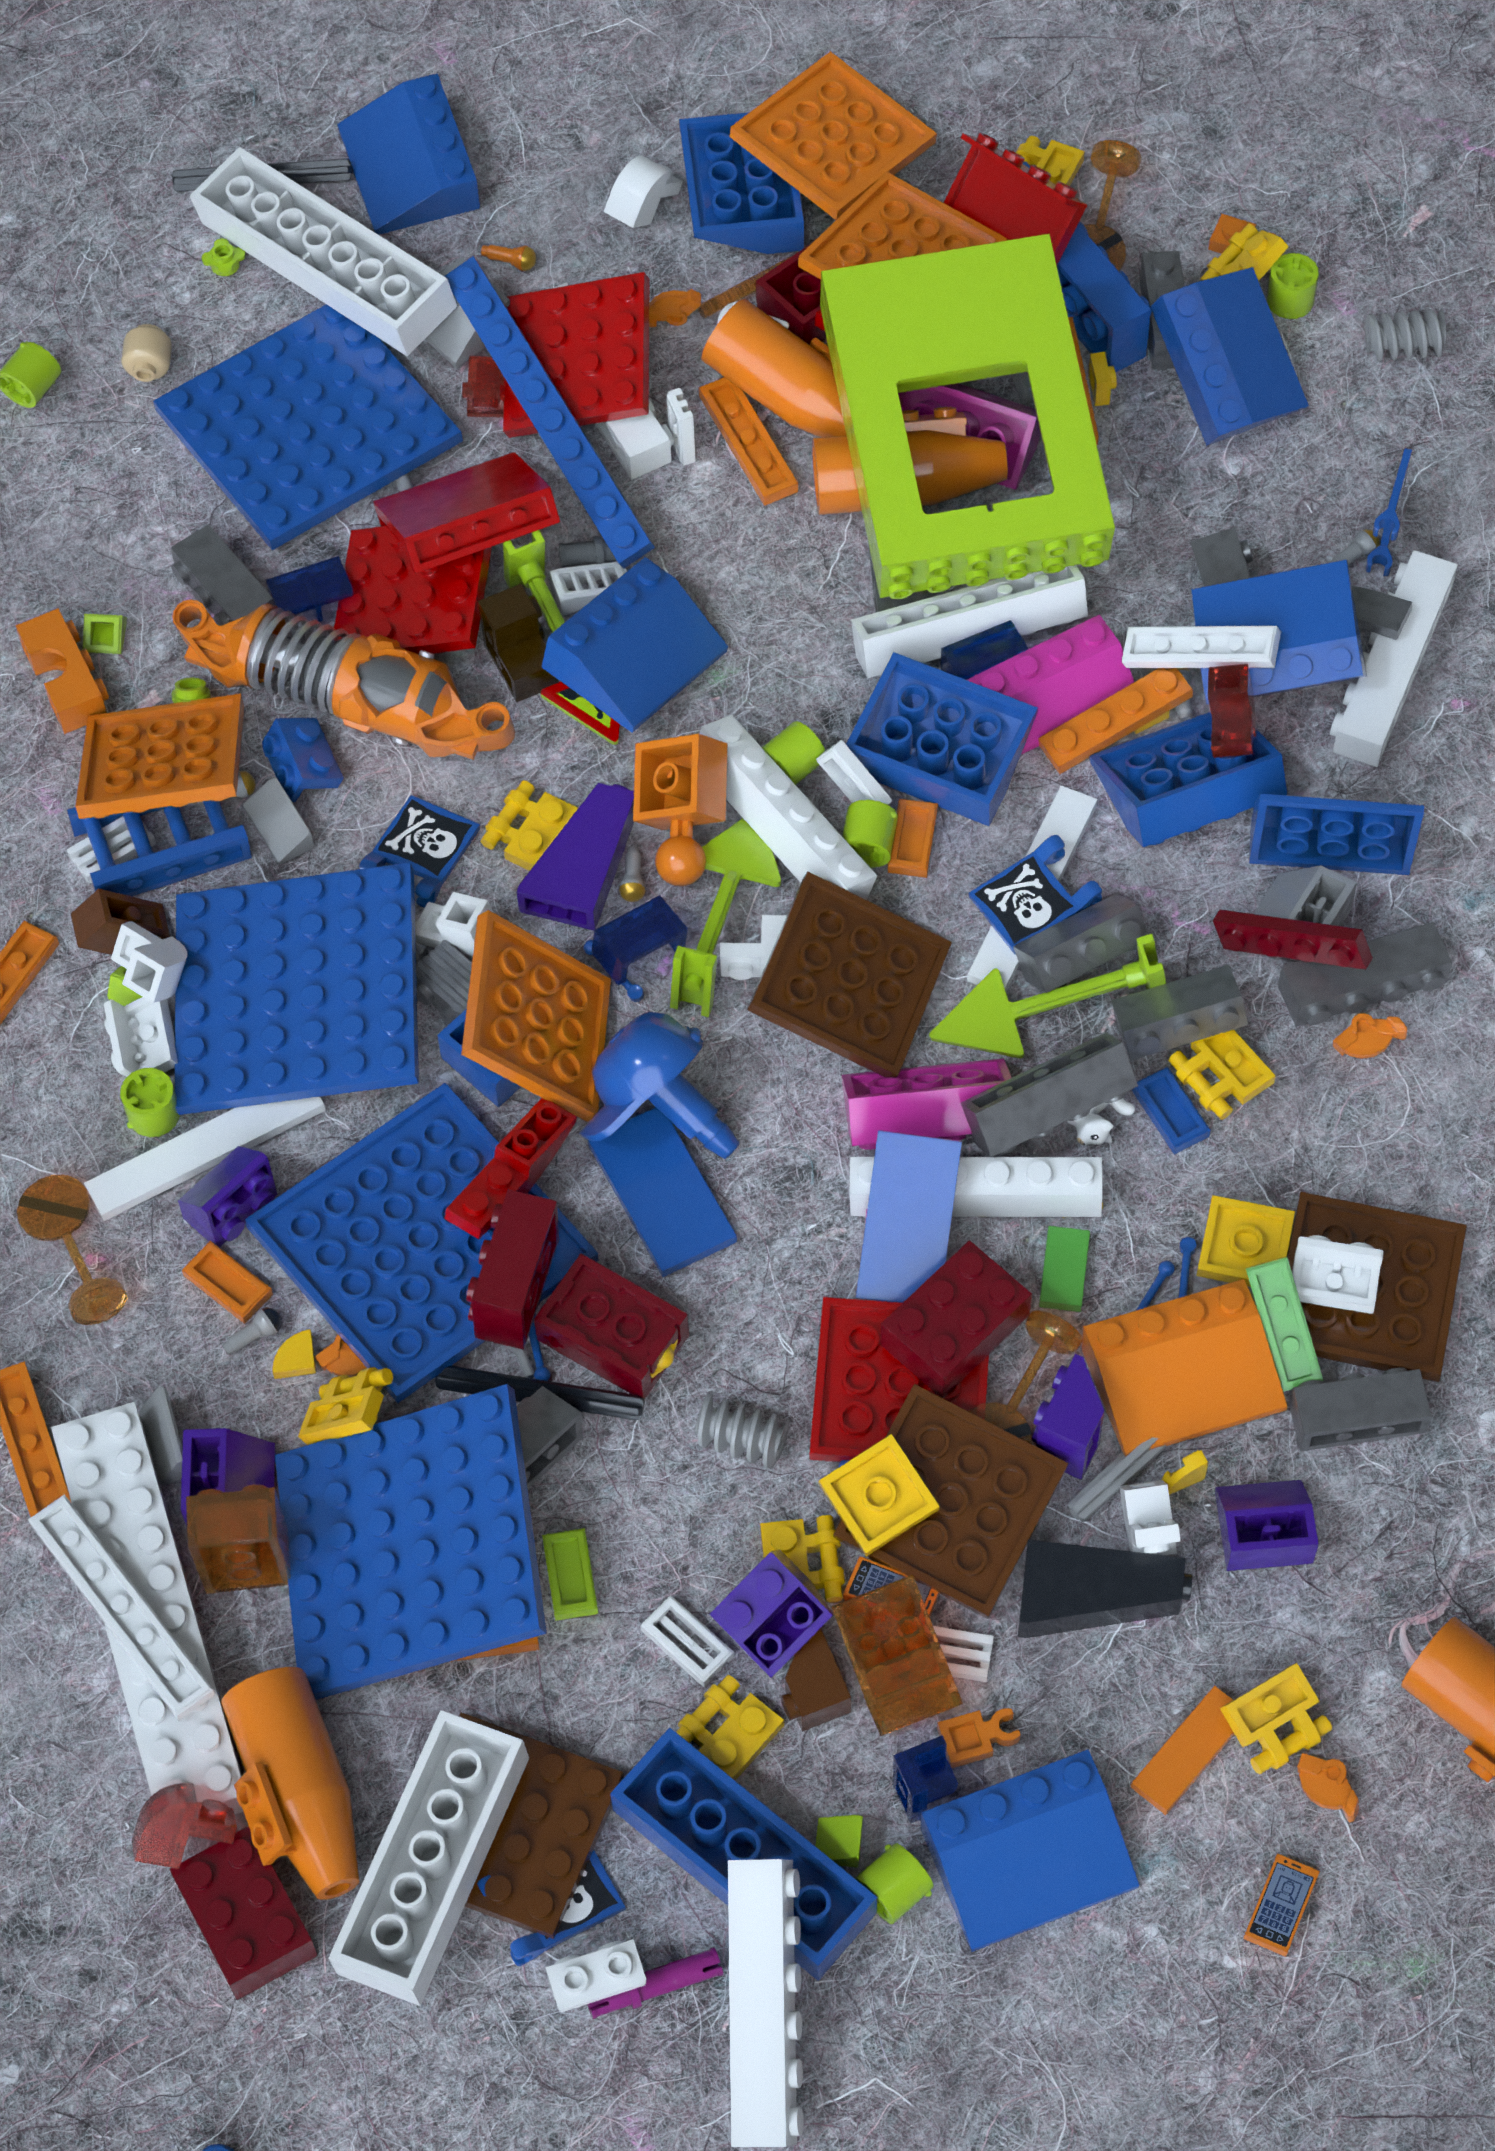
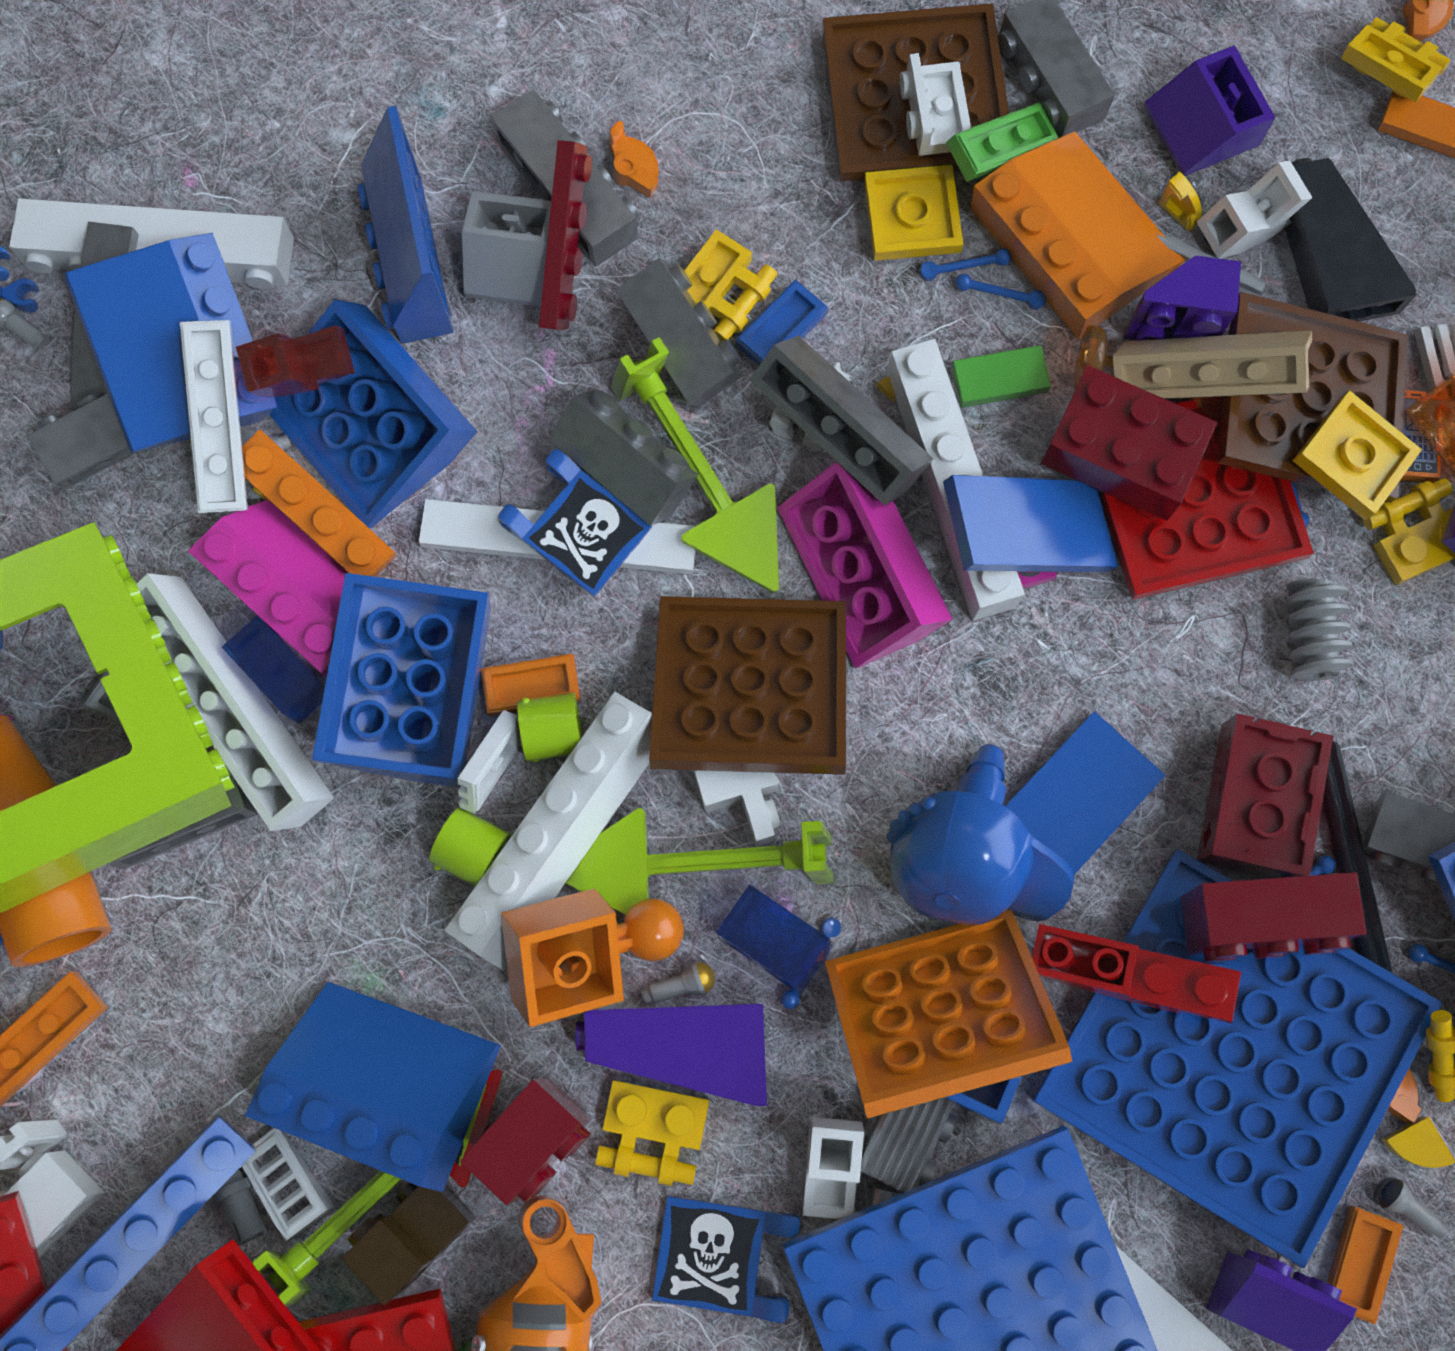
camera: 110 degrees left, 15 degrees up
(554, 724) = (526, 1140): none -> dark red brick
(1004, 1403) = (1217, 364): none -> tan panel

